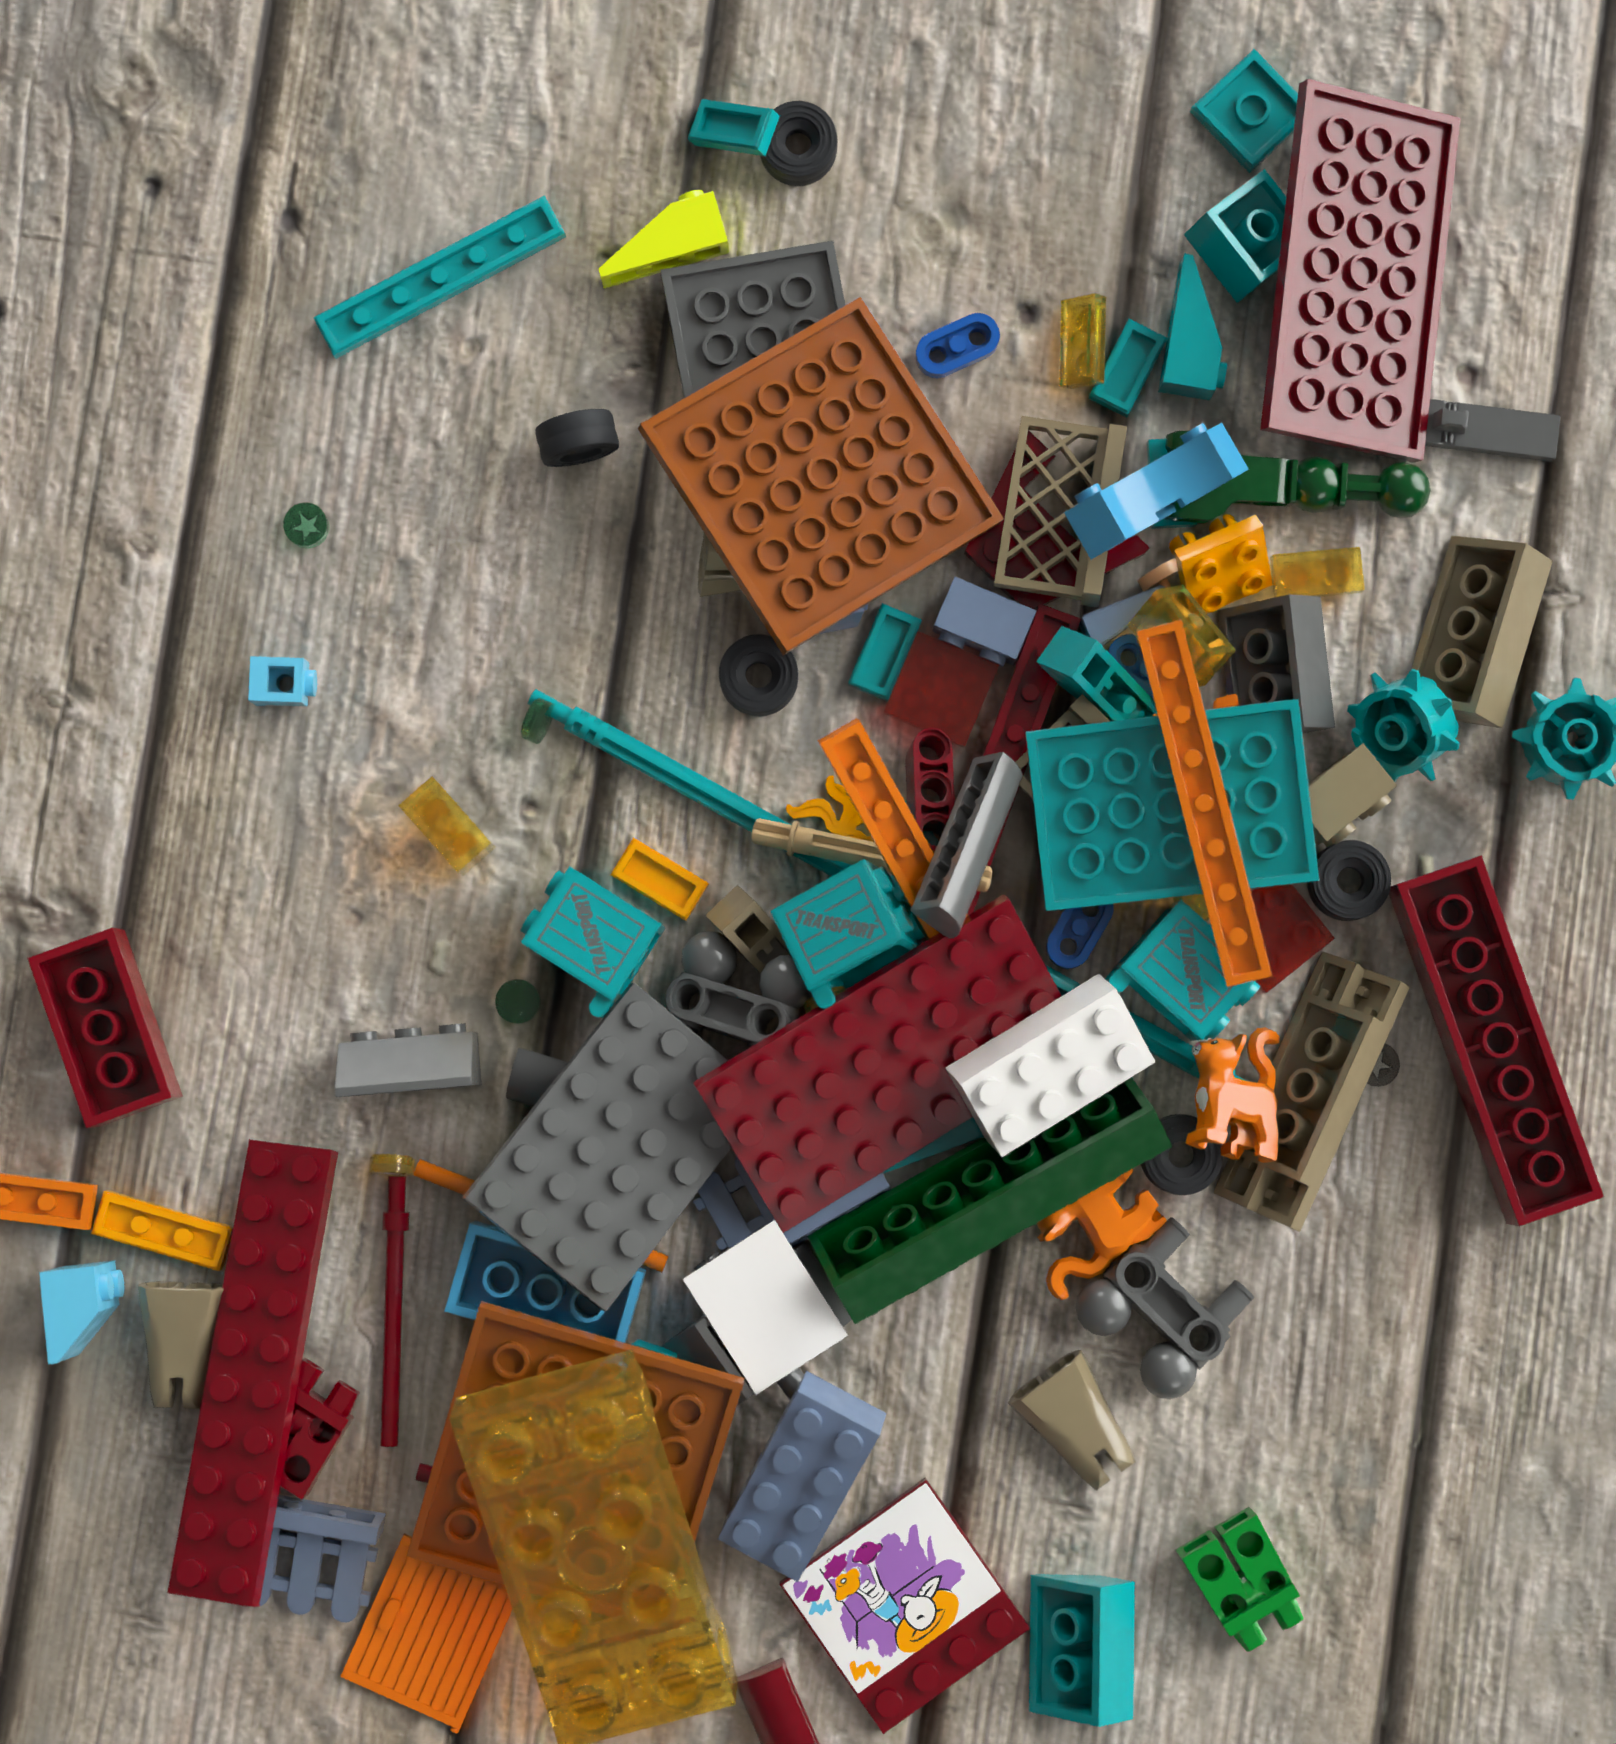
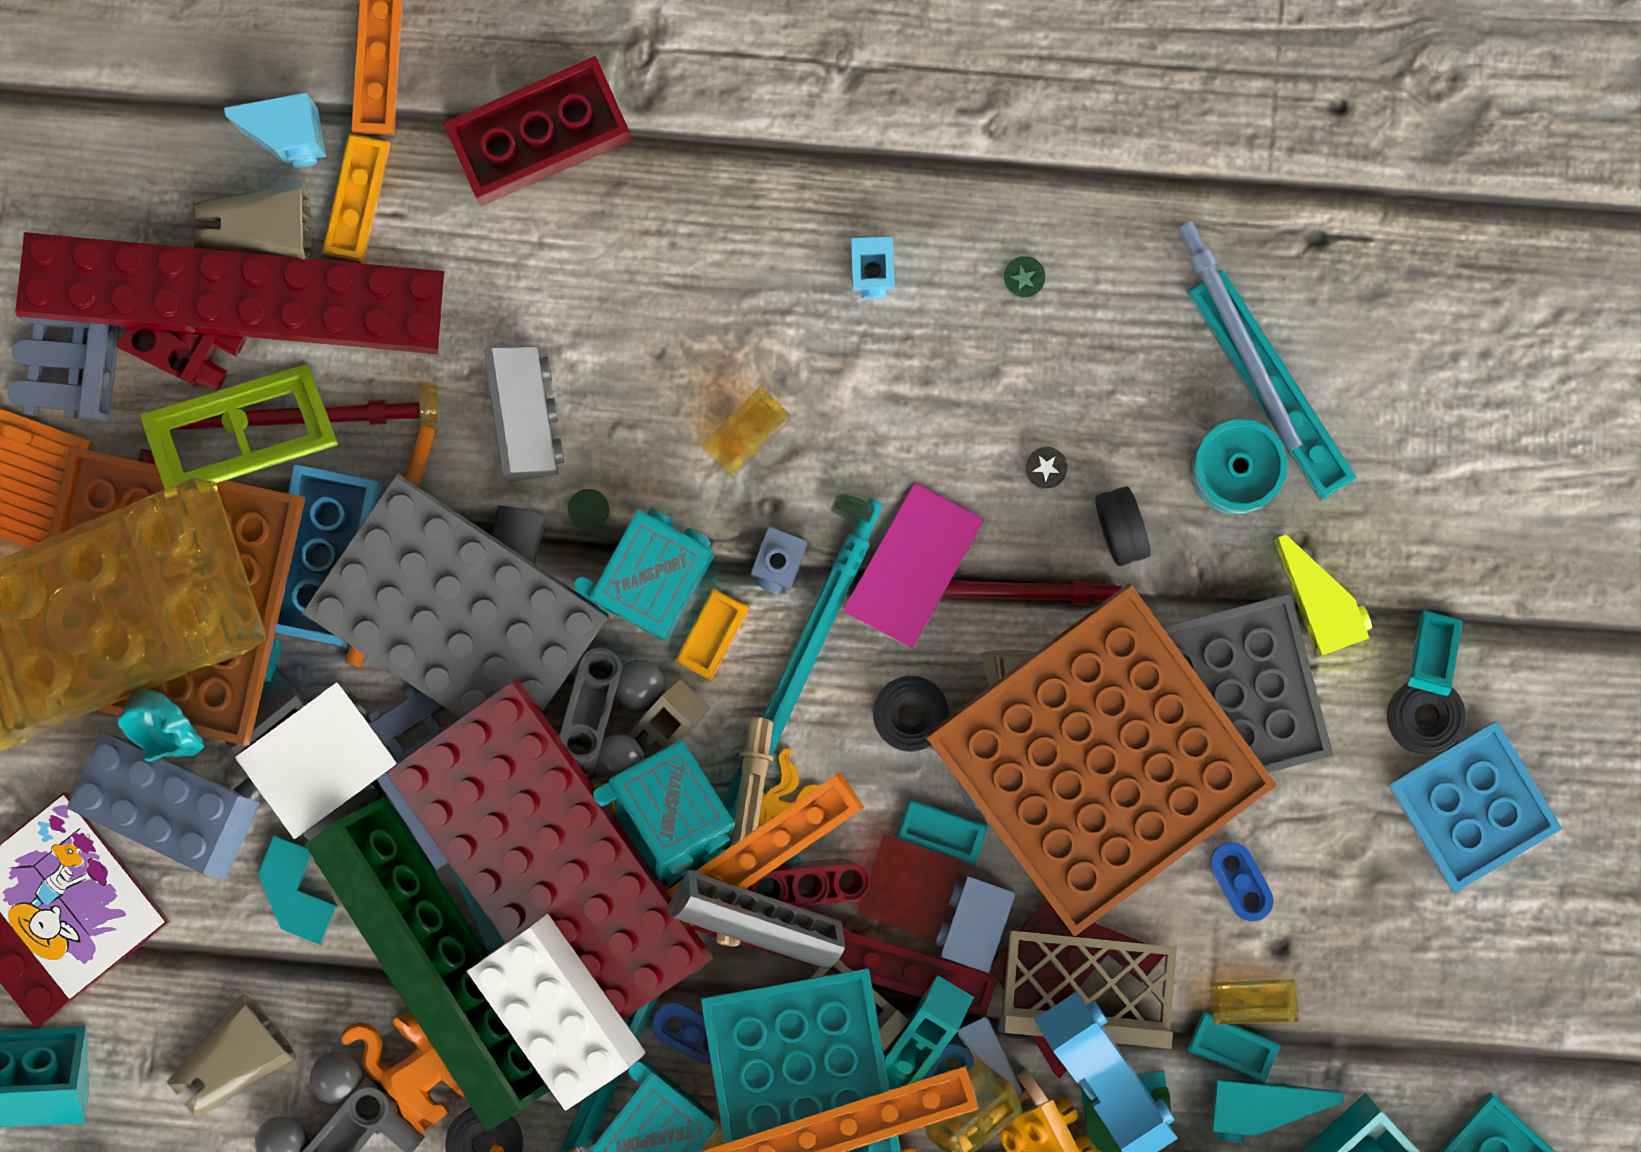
camera: 90 degrees right, 0 degrees up
(305, 334) = (1204, 262): none -> sand blue bar
(371, 1380) = (234, 420): none -> lime door
(510, 516) = (1046, 468): none -> clear smoke tile
(511, 291) = (1261, 456): none -> teal wheel
(587, 802) = (778, 560): none -> sand blue brick
(602, 661) = (913, 565): none -> dark pink window
(643, 492) = (1078, 592): none -> dark red bar
(717, 1474) = (158, 726): none -> teal hair
(888, 1354) = (281, 879): none -> teal tile
(895, 101) = (1474, 806): none -> dark azure plate

